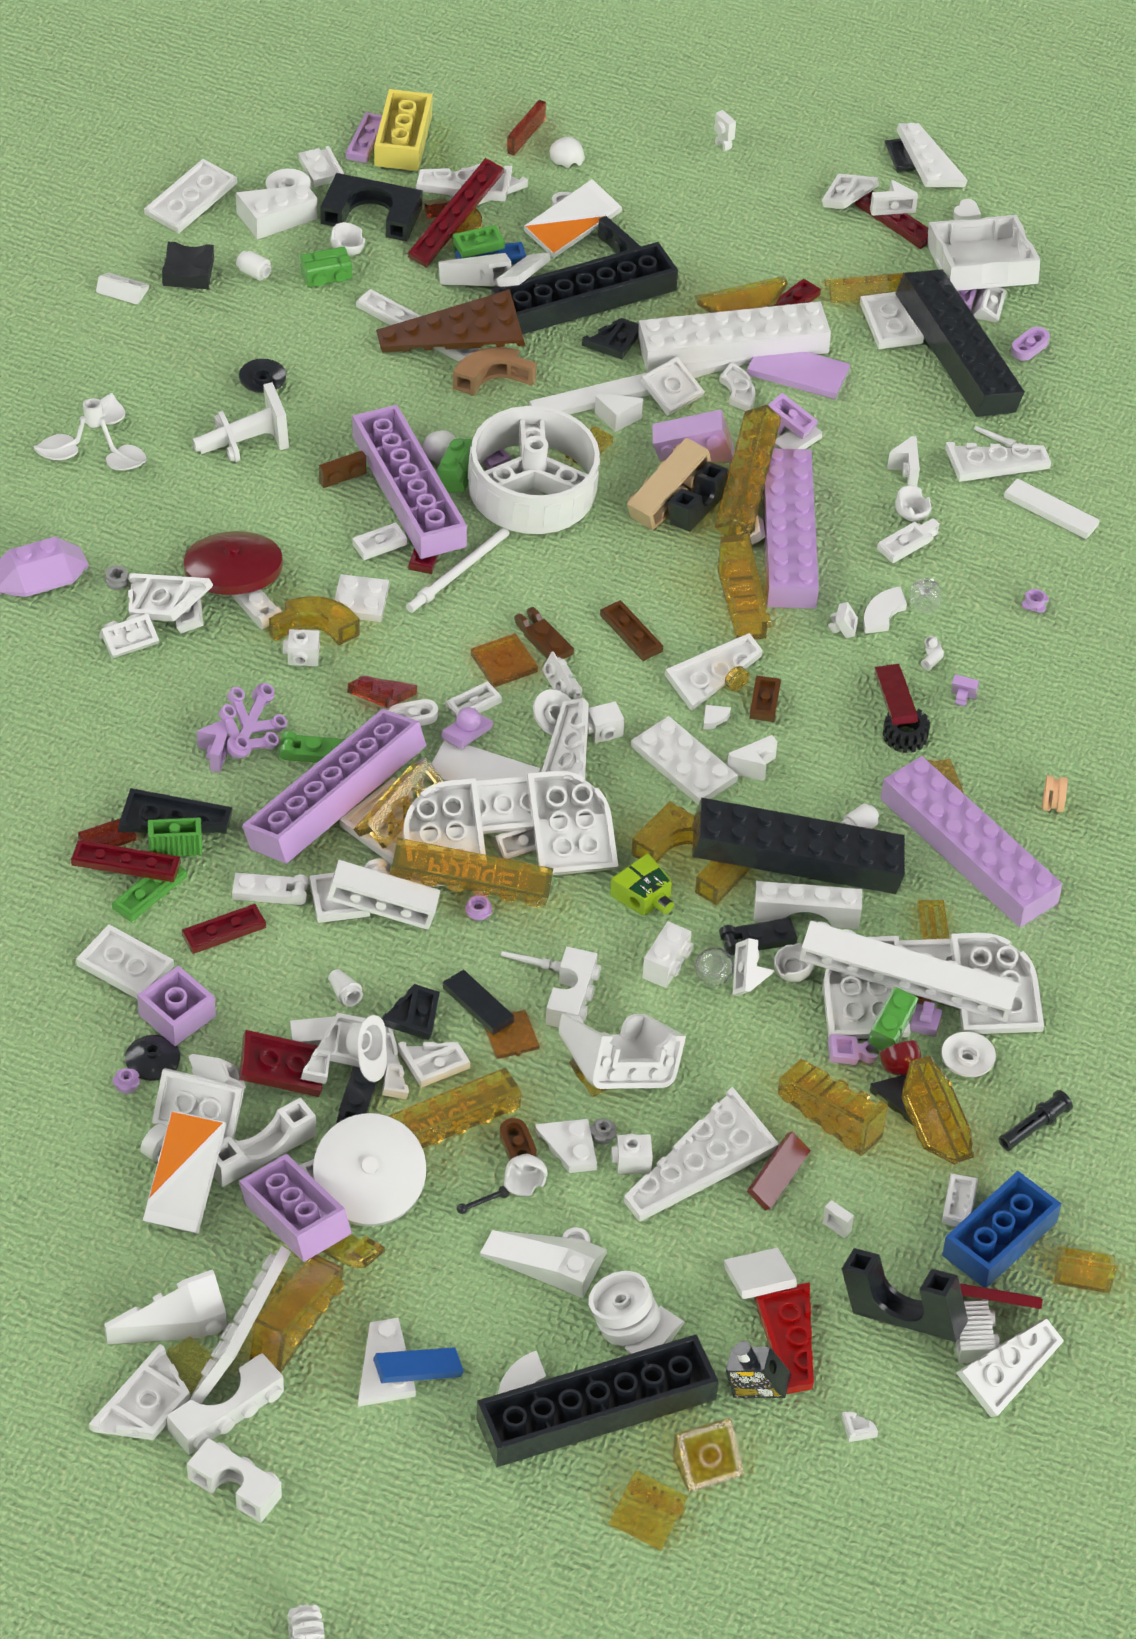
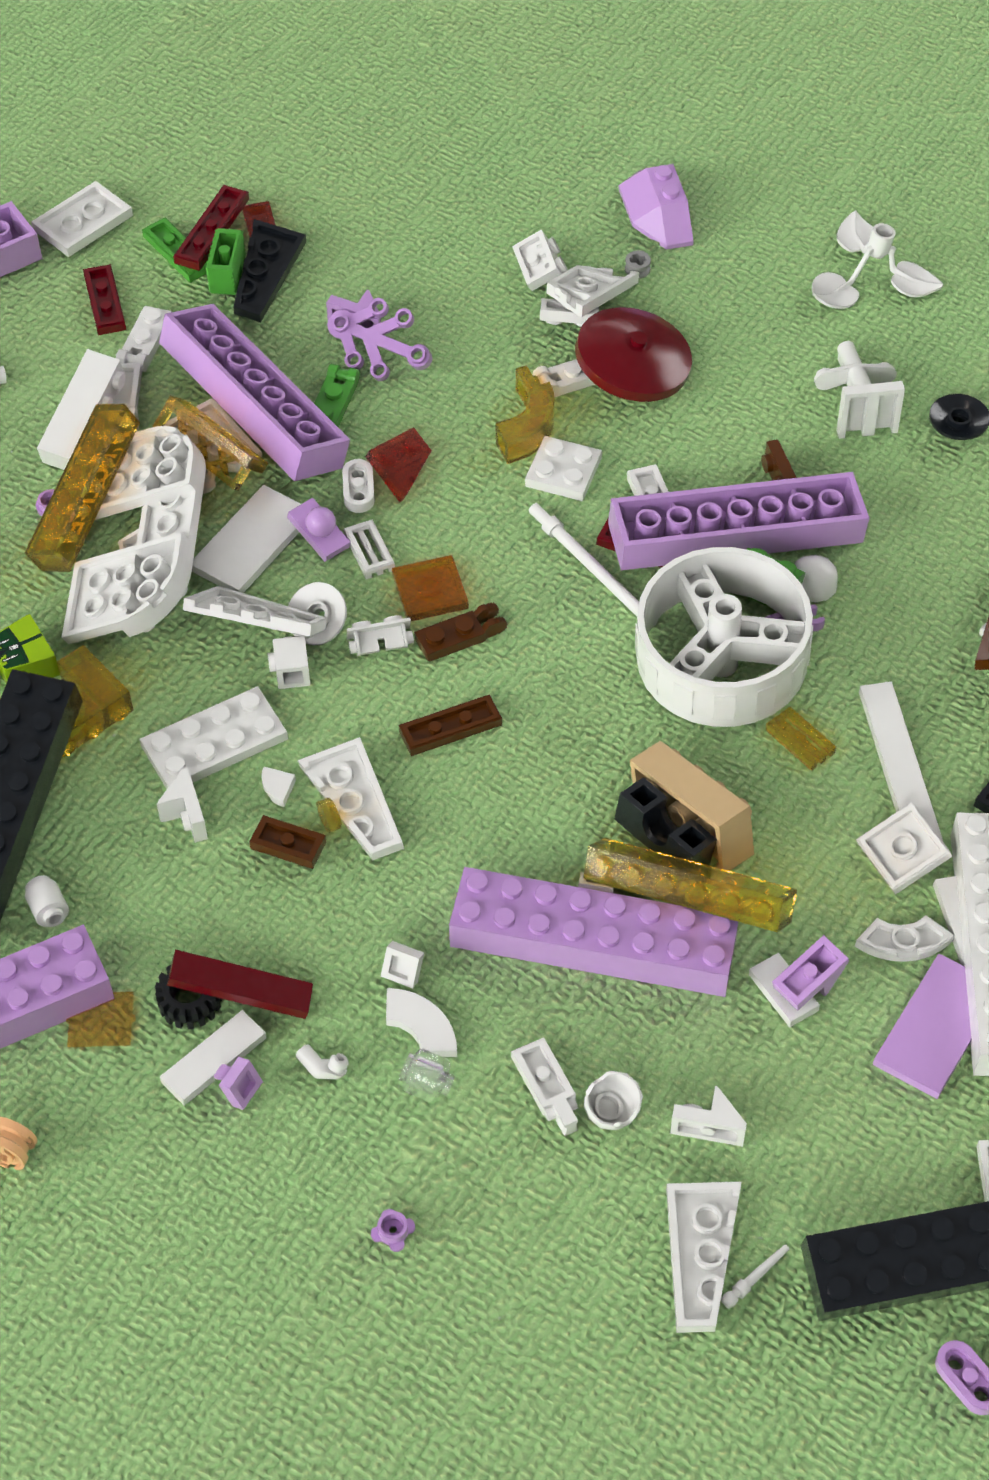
camera: 105 degrees right, 5 degrees up
(302, 647) = (477, 390): white brick -> none
(490, 364) = (961, 637): medium nougat arch -> none
(618, 410) = (856, 772): white slope -> none
(705, 429) = (783, 839): lavender wedge -> none
(742, 586) = (497, 845): clear yellow wedge -> none
(947, 711) = (224, 1046): none -> white tile
(1051, 508) = (584, 1310): white tile -> none

